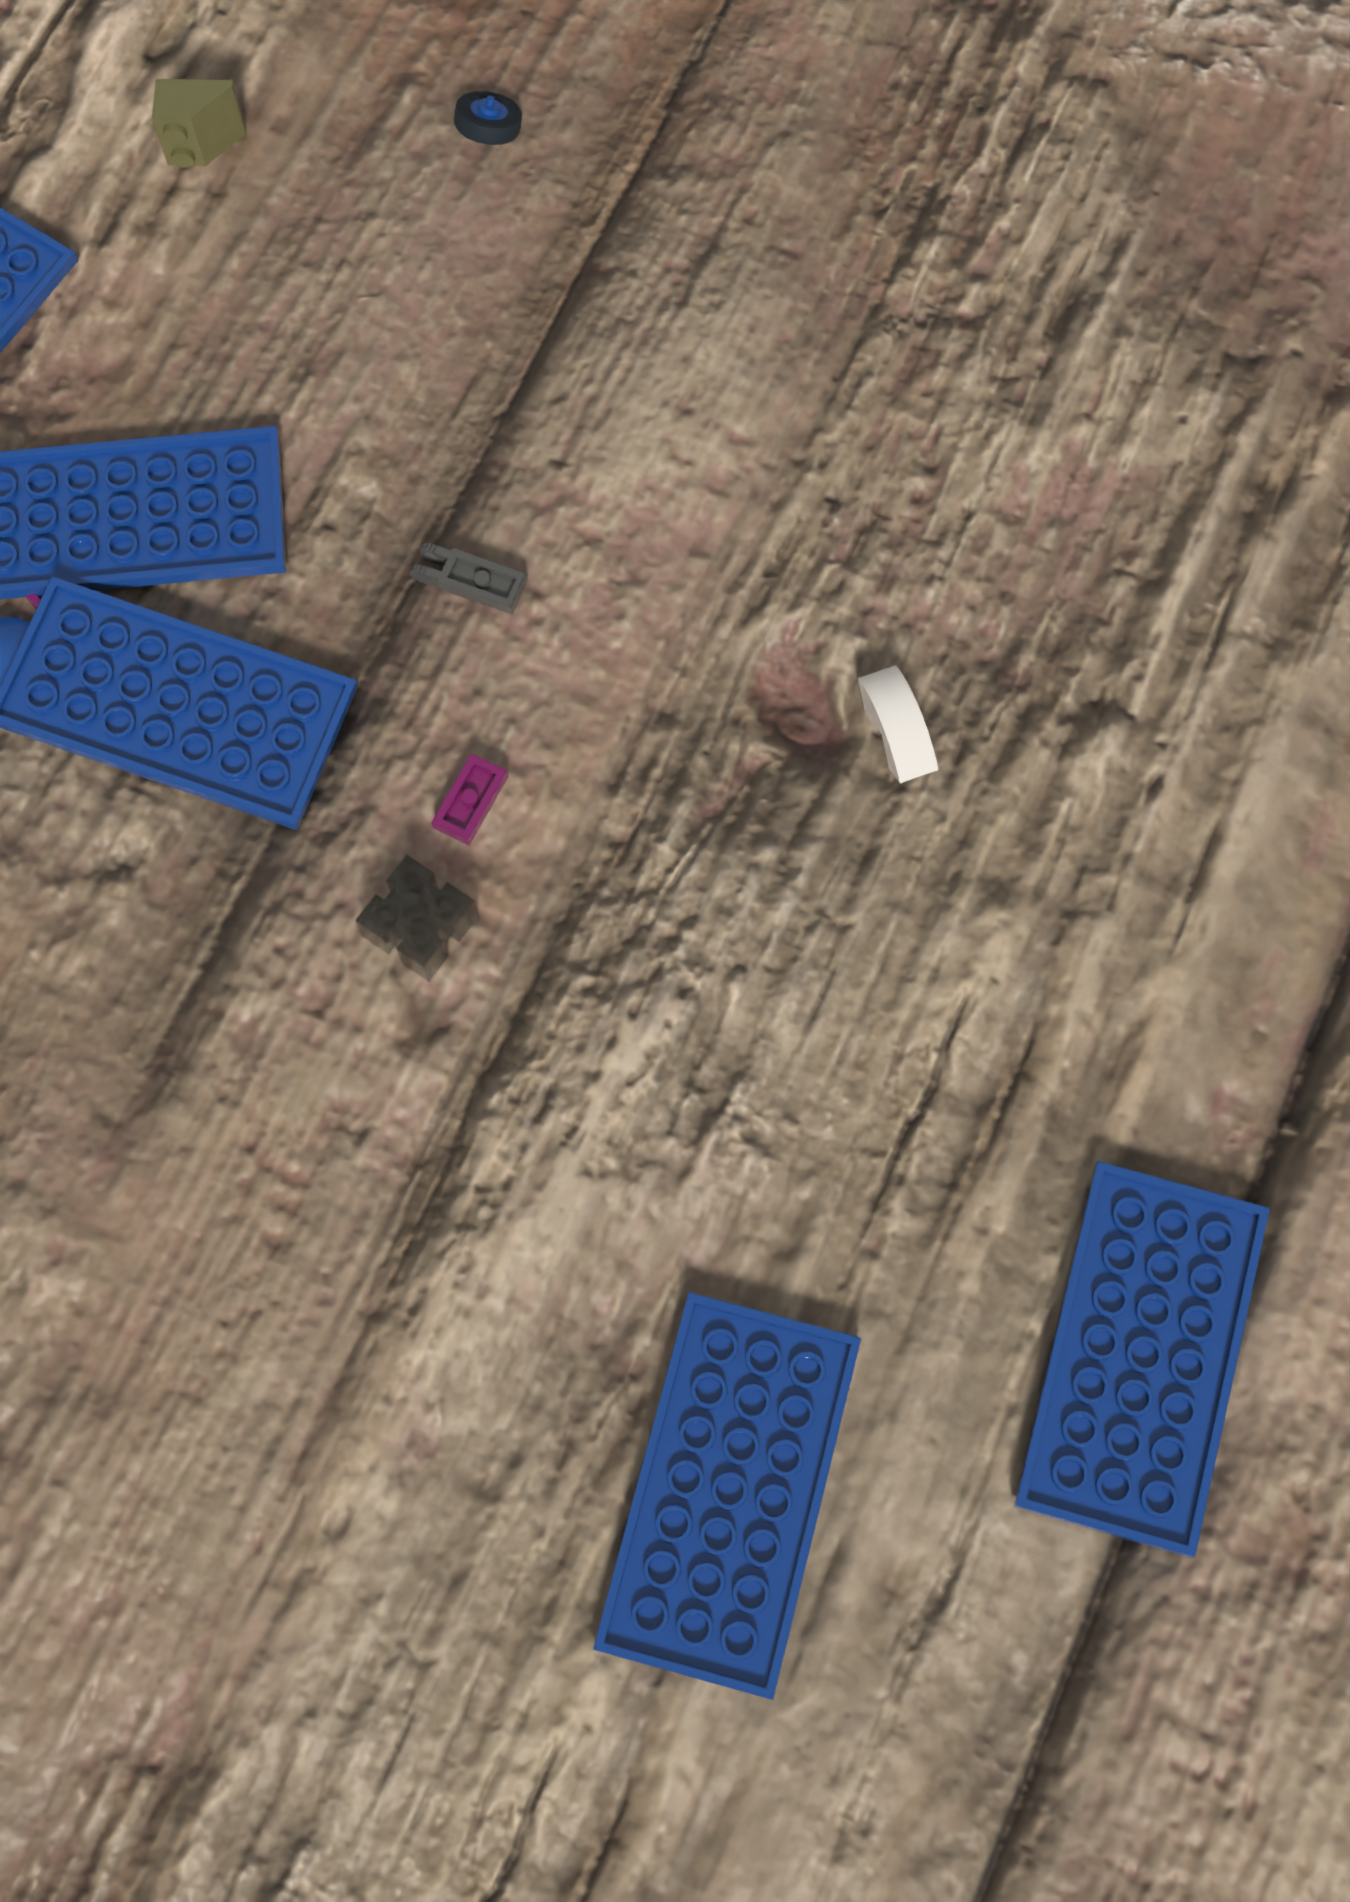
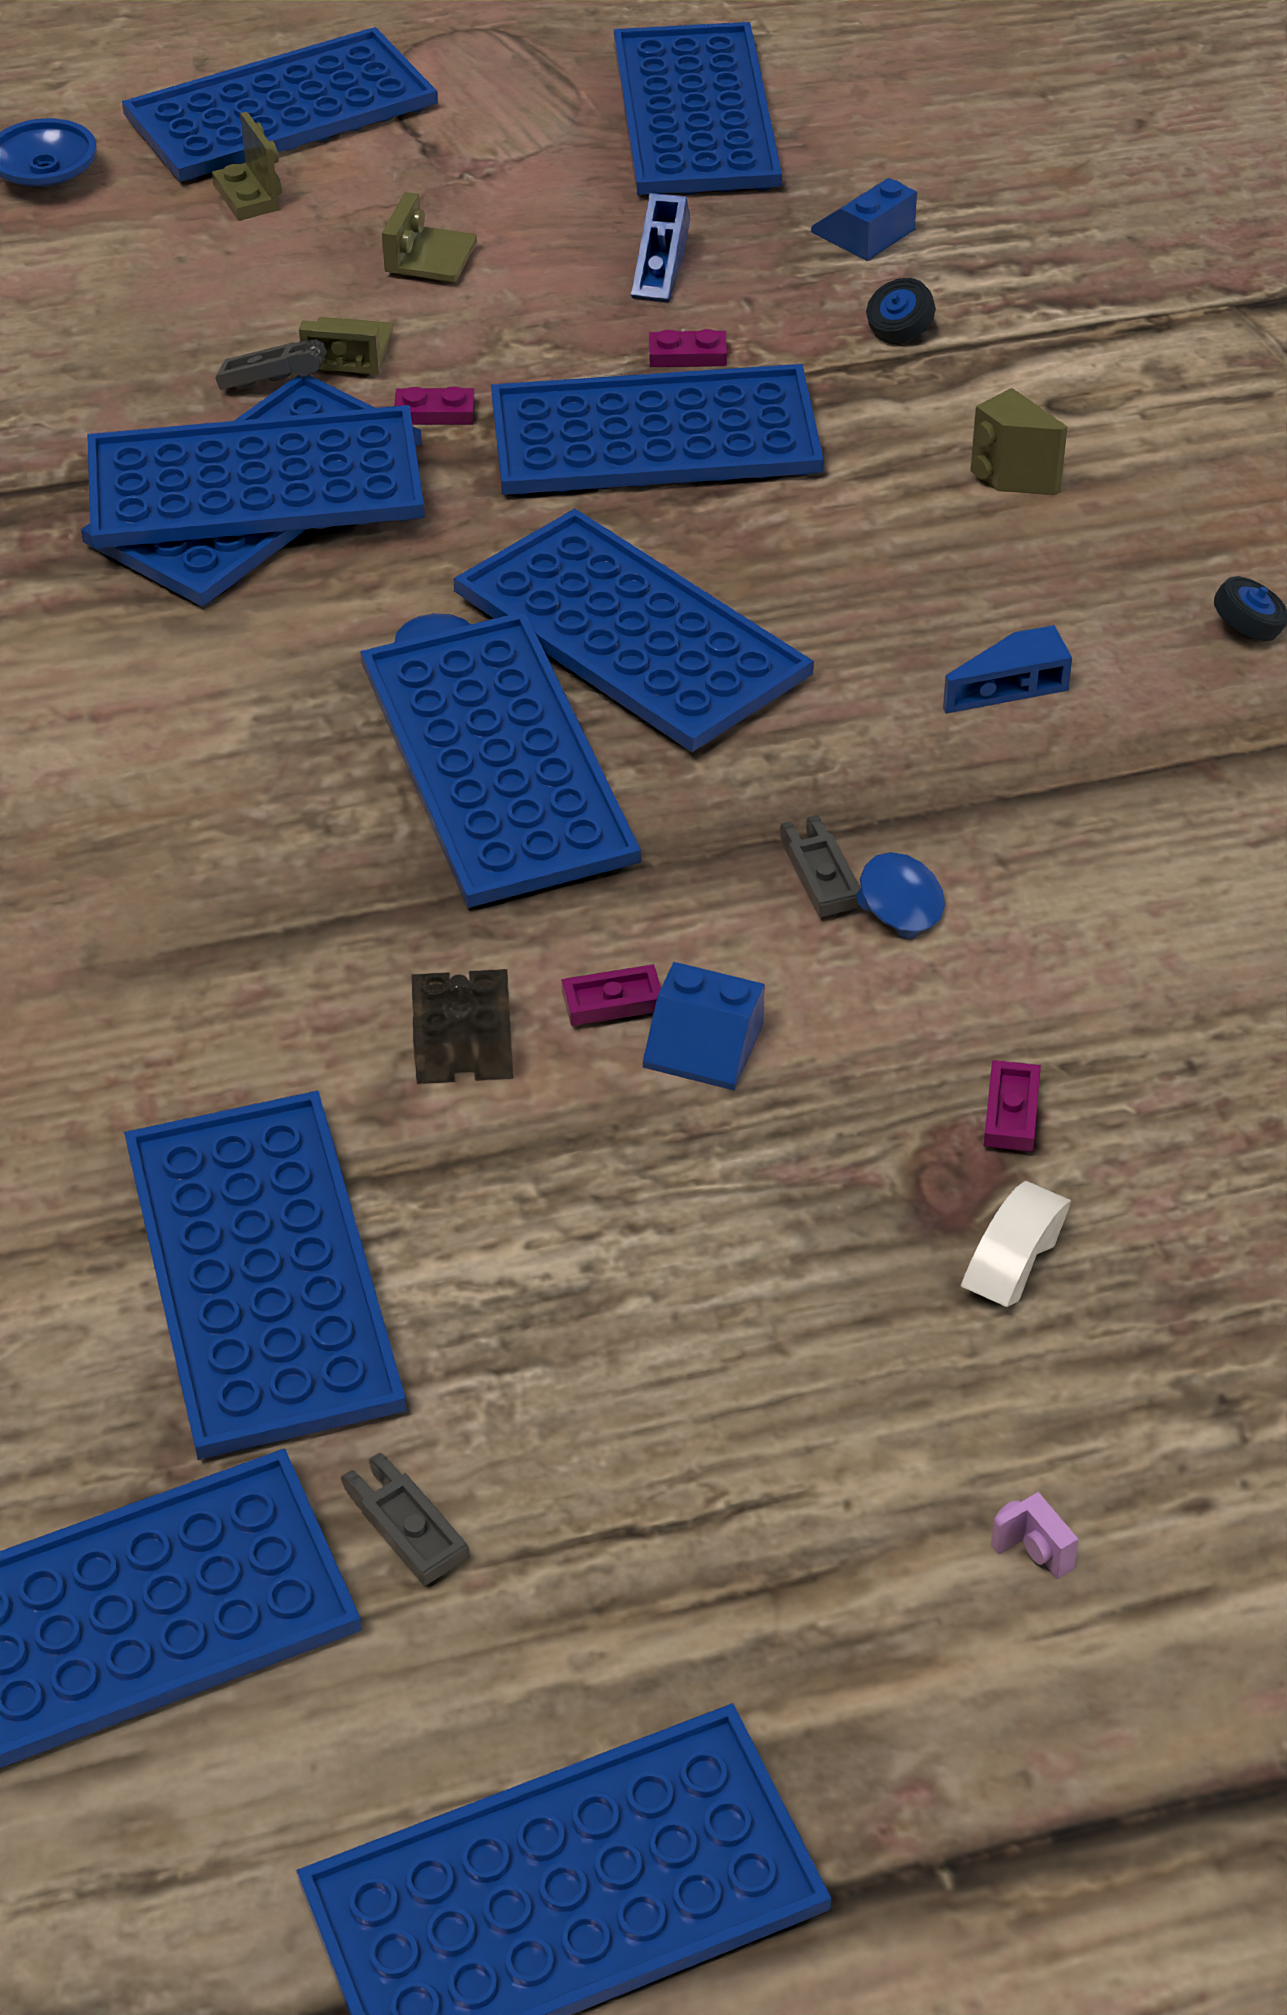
camera: 50 degrees right, 25 degrees down
(407, 298) = (1013, 669): none -> blue slope
(516, 1202) = (262, 1275): none -> blue plate
(545, 549) = (901, 893): none -> blue dish
(553, 764) = (704, 1025): none -> blue slope
(781, 632) = (1012, 1105): none -> magenta plate
(802, 1254) = (407, 1520): none -> dark grey hinge
(1122, 888) = (1041, 1529): none -> lavender bracket

